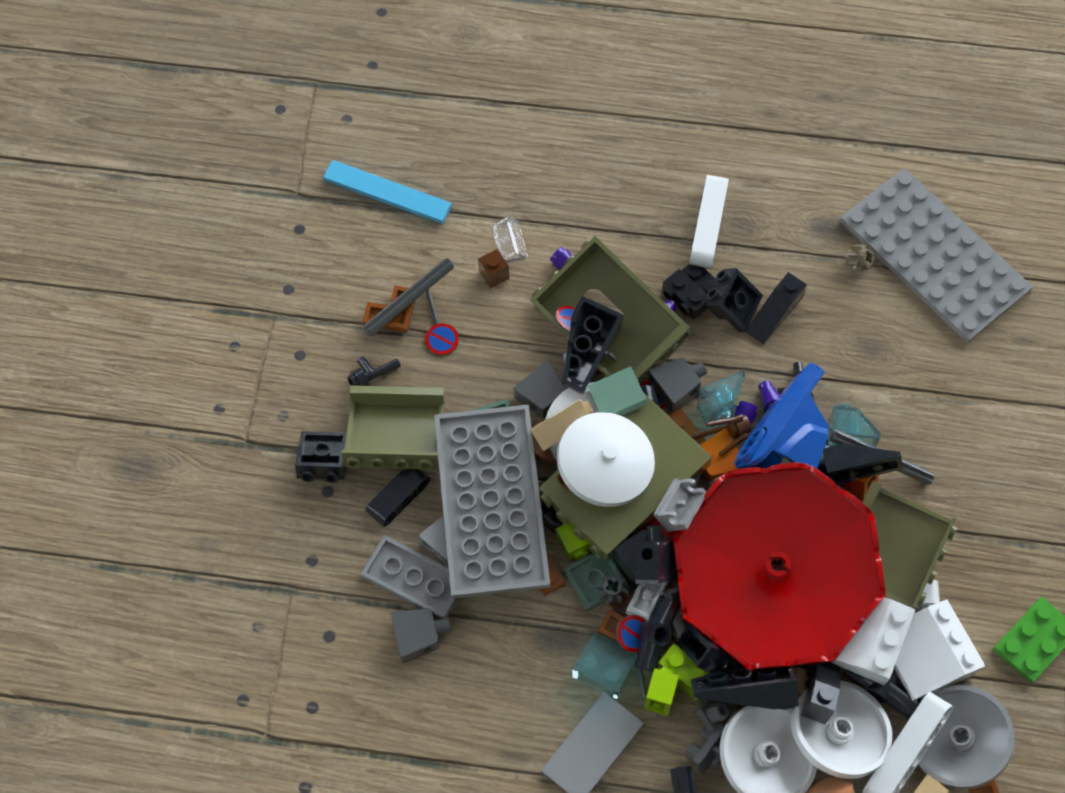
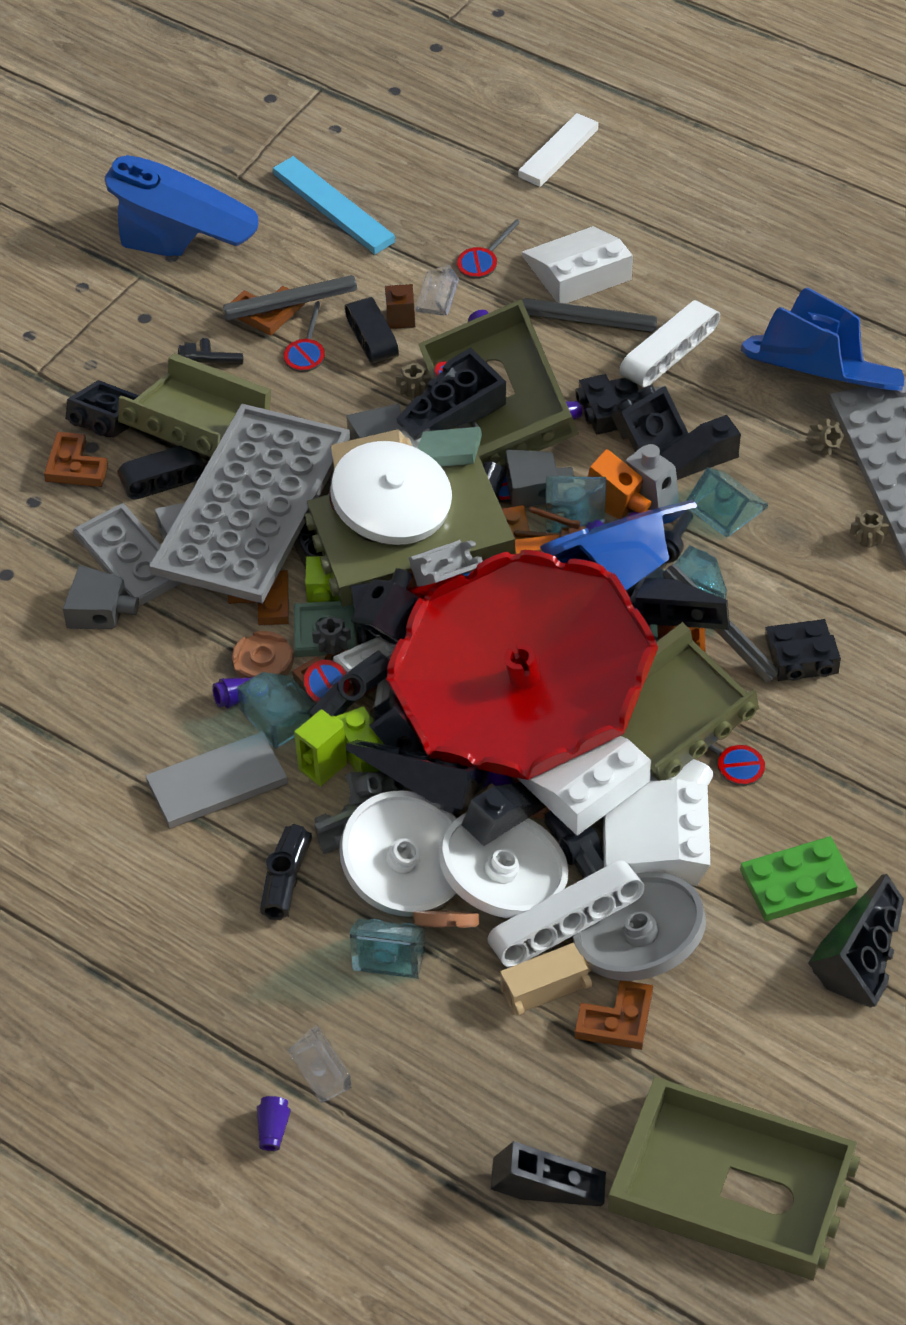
camera: 25 degrees right, 15 degrees down
(277, 251) = (167, 209): none -> blue piece
(325, 520) = (69, 465): none -> dark orange plate
(483, 297) = (371, 330): none -> black beam
(523, 199) = (479, 261): none -> piece
(527, 74) = (558, 150): none -> white tile
(543, 326) = (412, 380): none -> dark tan gear
(562, 667) = (226, 692): none -> dark purple cone
(565, 625) = (262, 653): none -> nougat tile
(600, 172) = (580, 264): none -> white slope
(632, 216) = (590, 315): none -> dark grey axle
(738, 359) = (622, 485): none -> orange torso
(760, 349) = (657, 474): none -> light grey torso
(816, 180) = (820, 341): none -> blue piece
(818, 343) = (724, 502): none -> clear light blue slope
(930, 330) = (869, 529): none -> dark tan gear
(939, 446) = (803, 650): none -> black plate
(951, 565) = (740, 764): none -> piece

